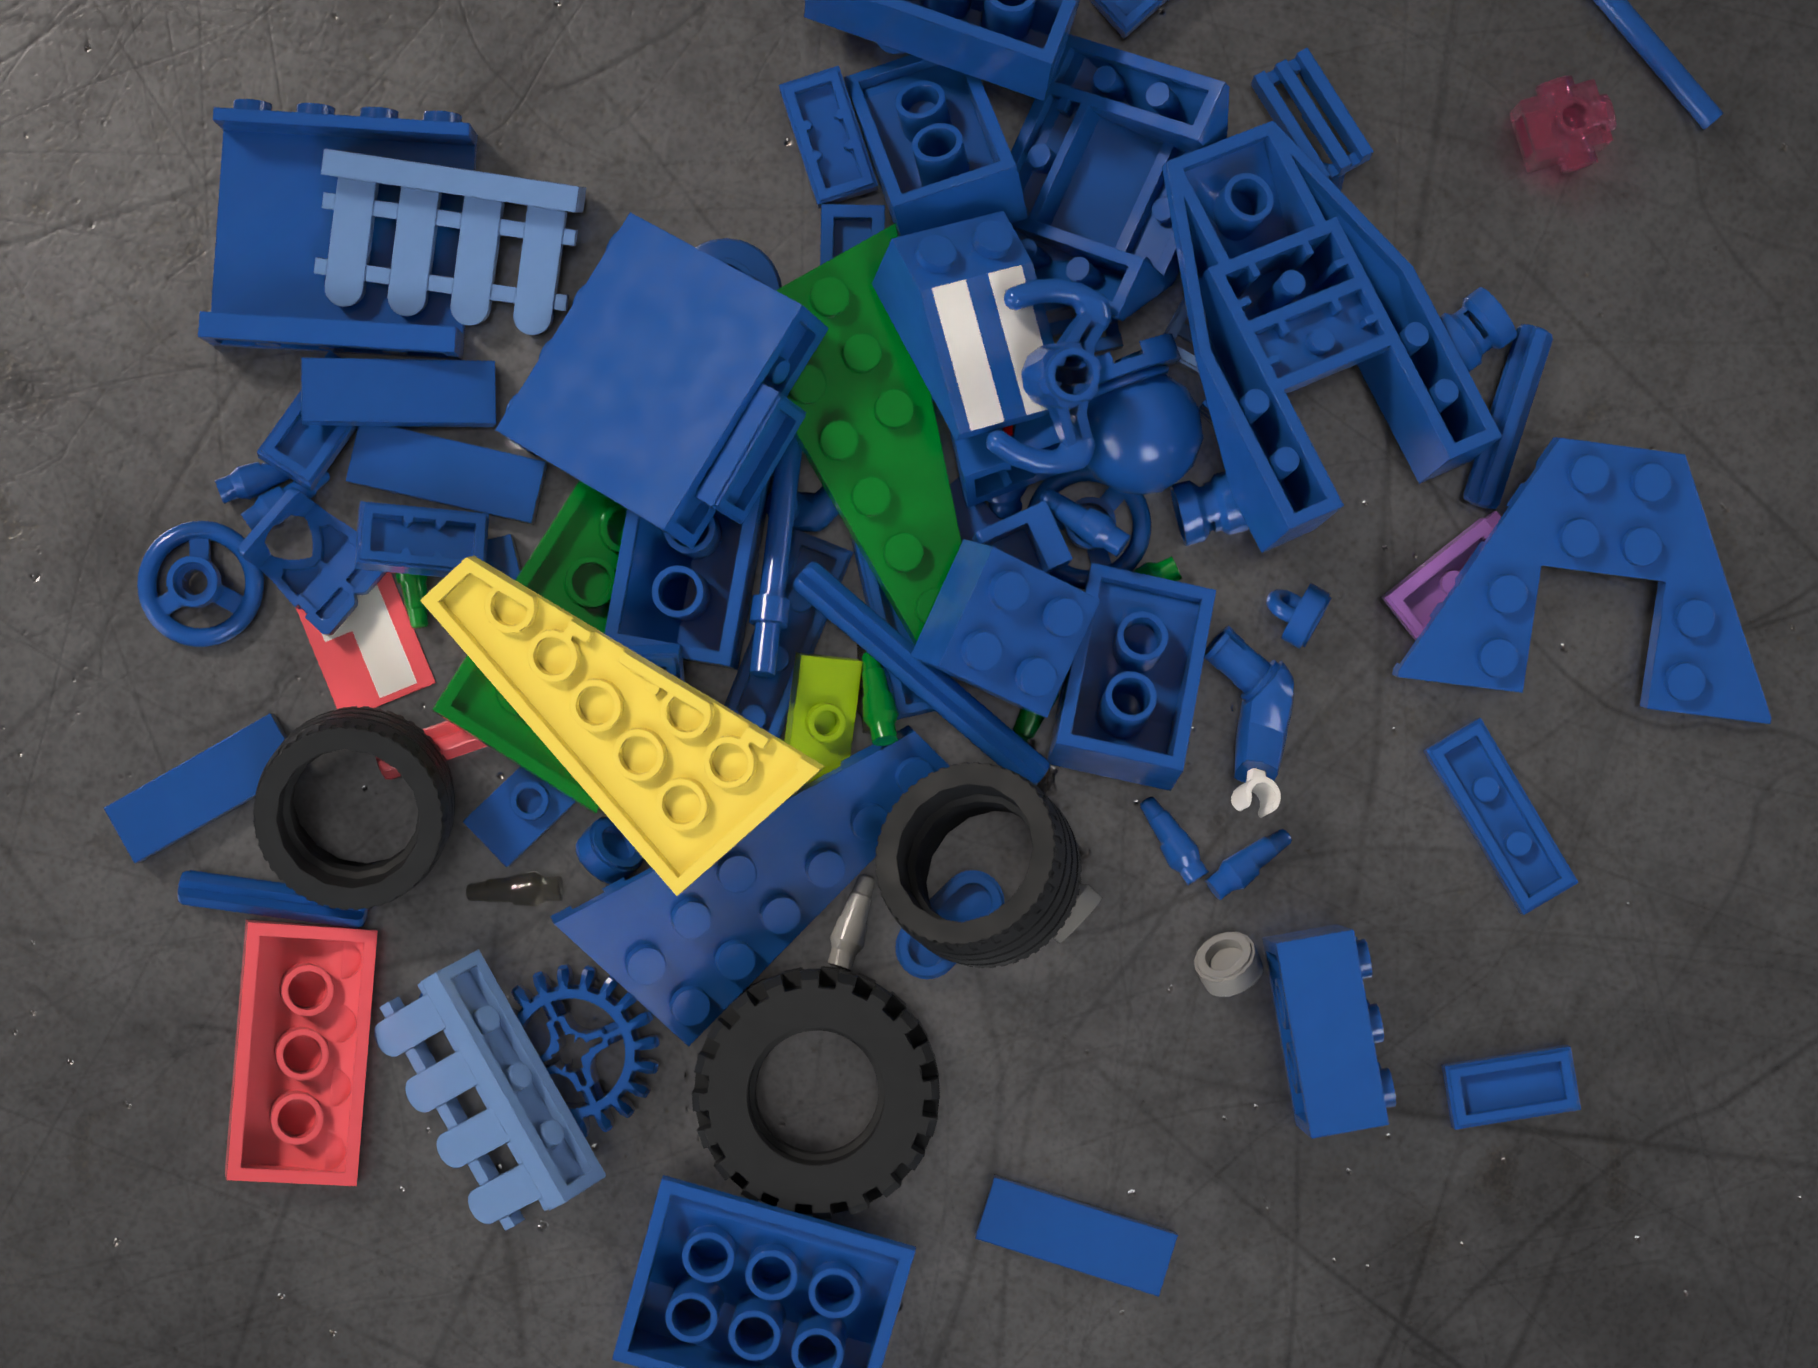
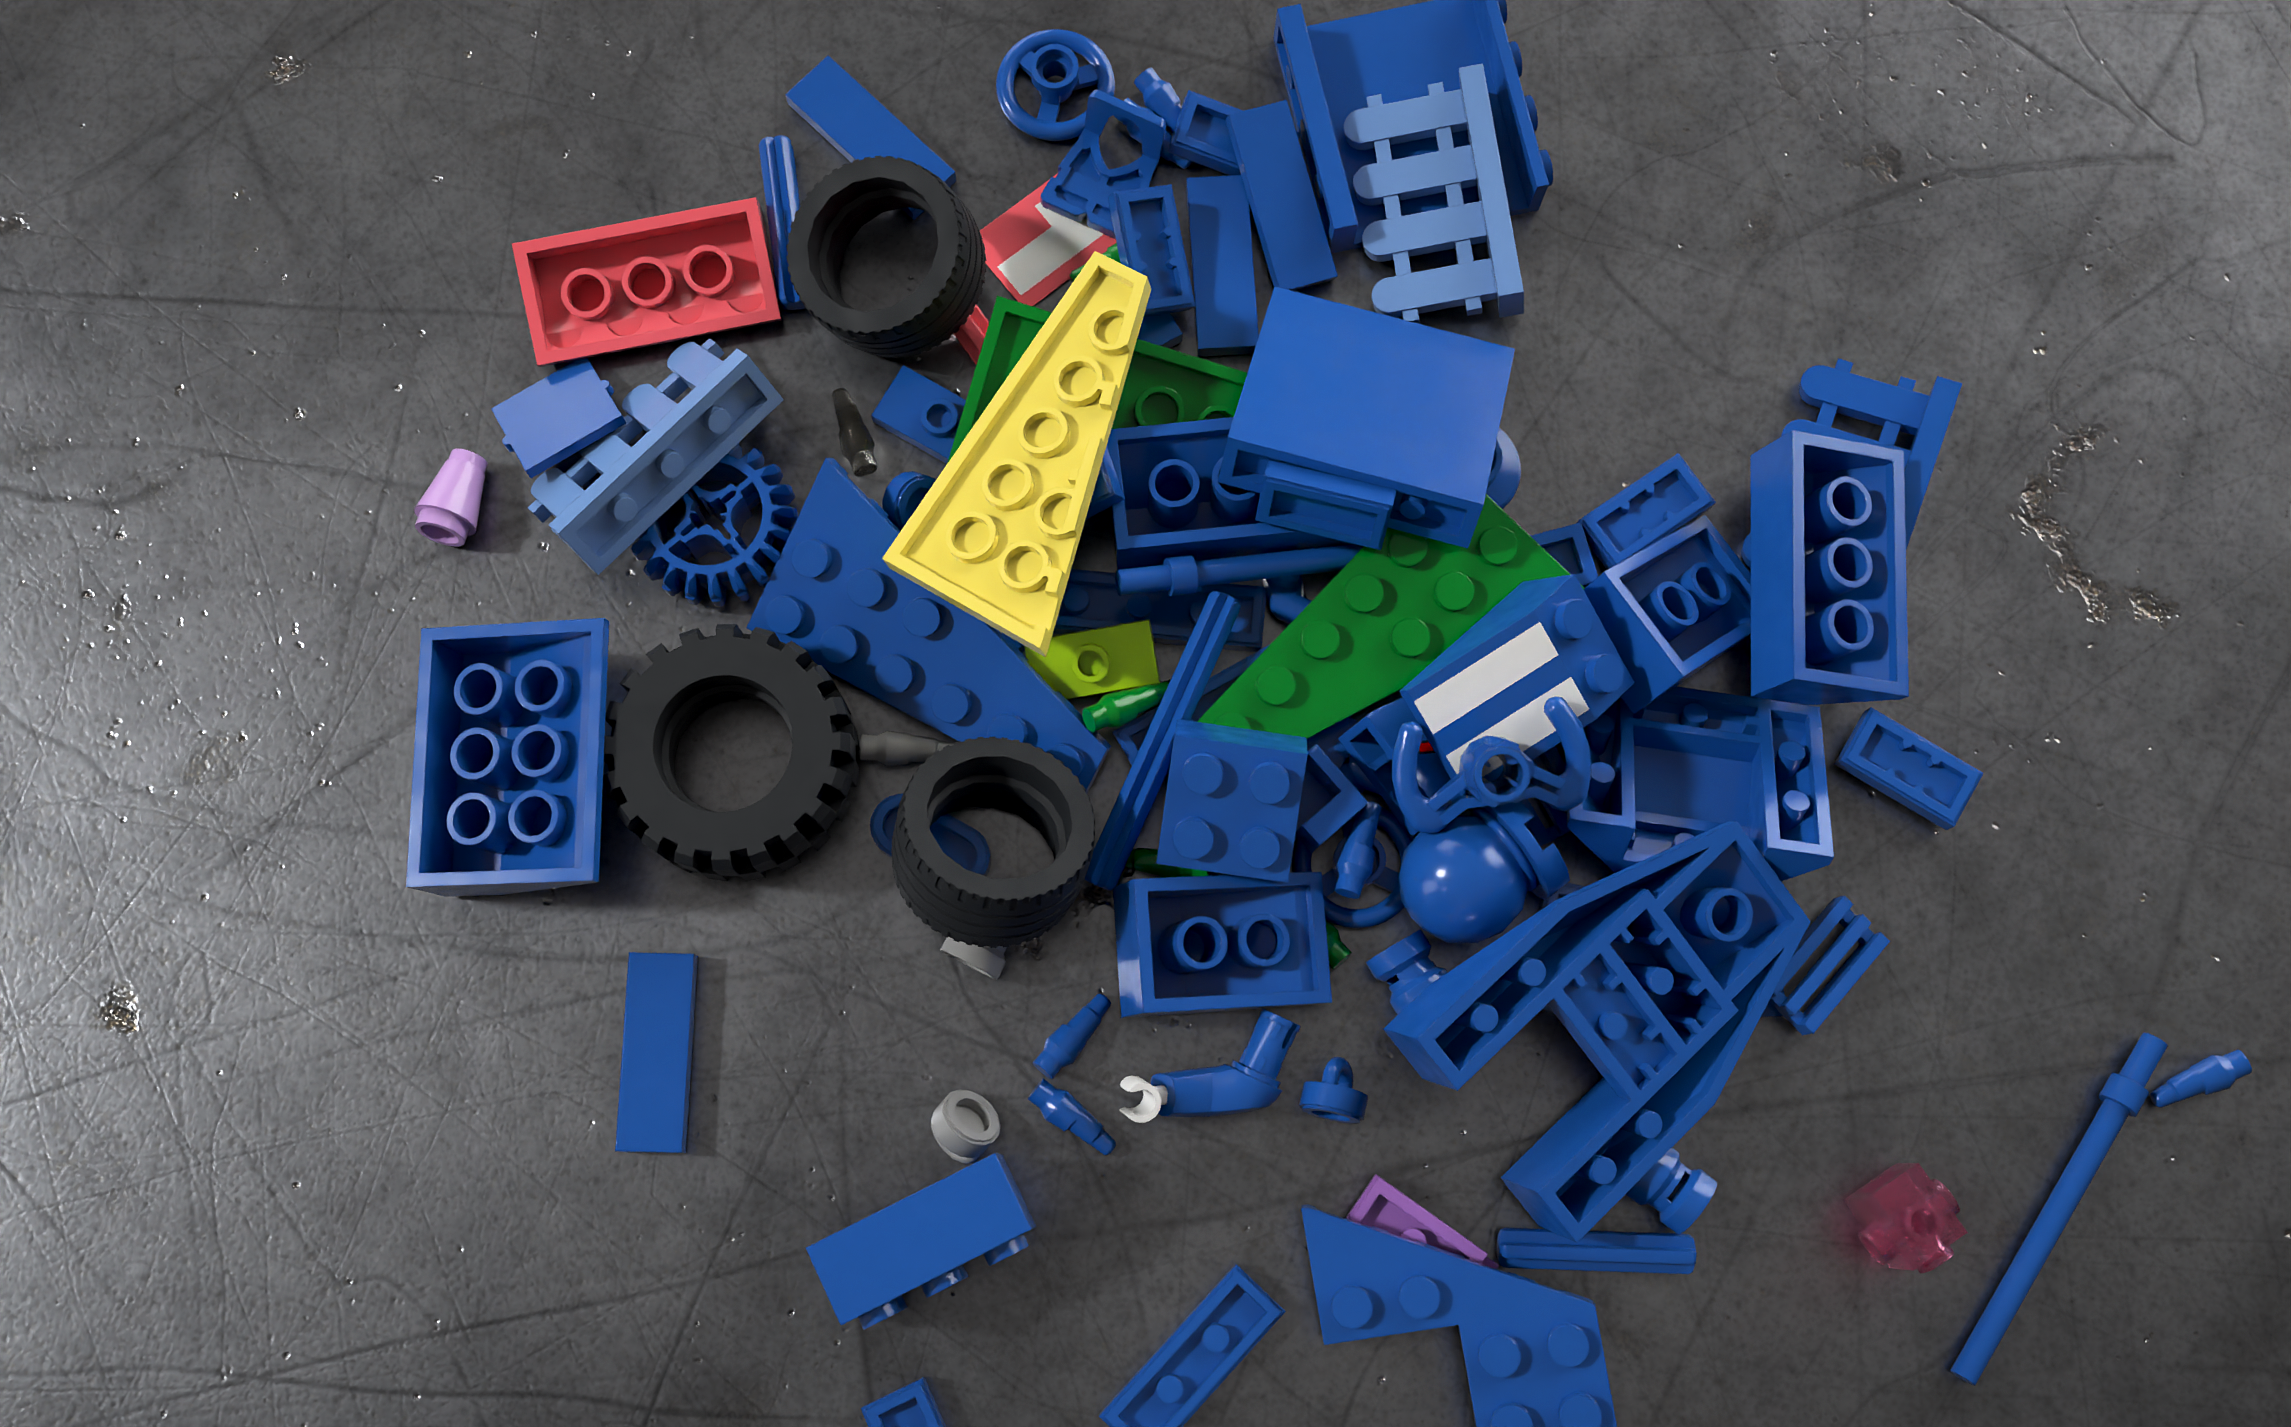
camera: 70 degrees right, 10 degrees down
(417, 1178) = (558, 416): none -> piece
(473, 1302) = (453, 500): none -> lavender cone

